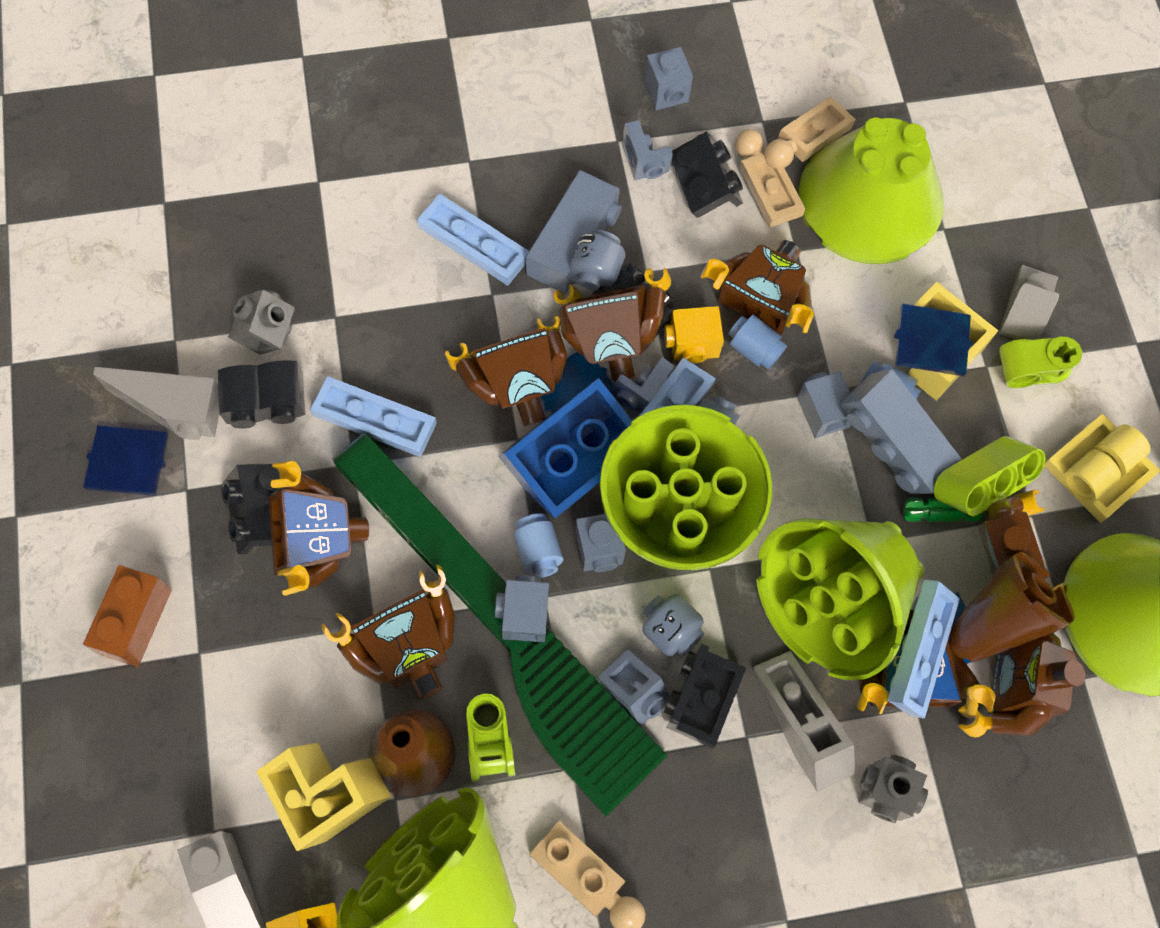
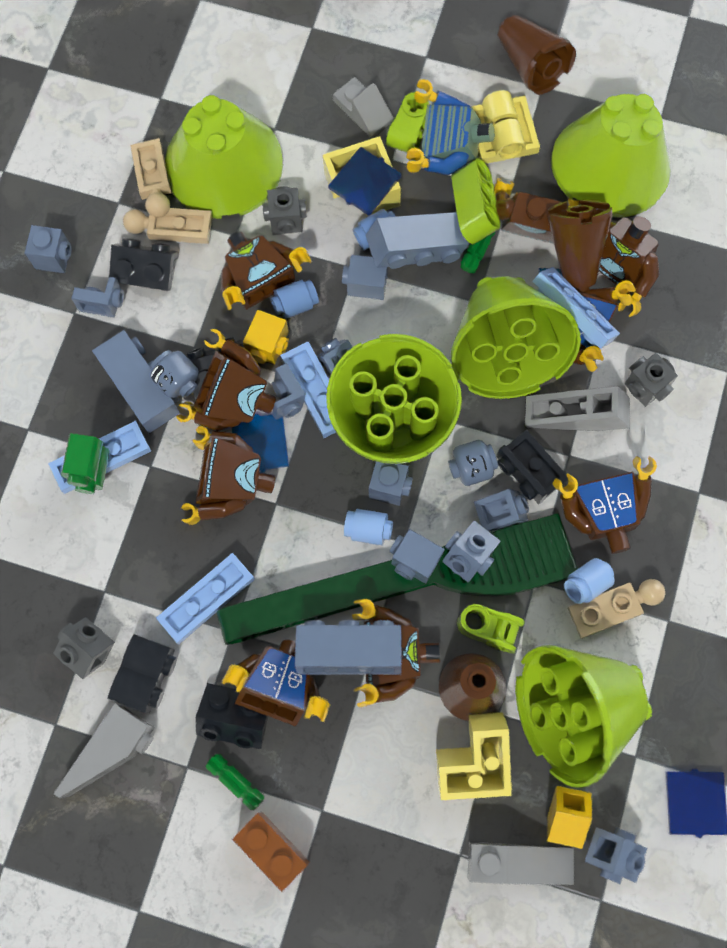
camera: 55 degrees left, 5 degrees up
(126, 460) = (138, 804): clear blue piece -> none
(189, 544) = (235, 782): none -> green axle
(379, 583) = (348, 648): none -> sand blue brick
(449, 219) = (85, 463): none -> green brick
(560, 667) = (468, 558): none -> sand blue brick
(567, 449) = (309, 466): blue slope -> none
(600, 830) = (589, 581): none -> light blue brick
(706, 809) = (609, 504): none -> torso
(851, 280) = (284, 210): none -> dark grey brick
(1053, 408) = (449, 135): none -> torso

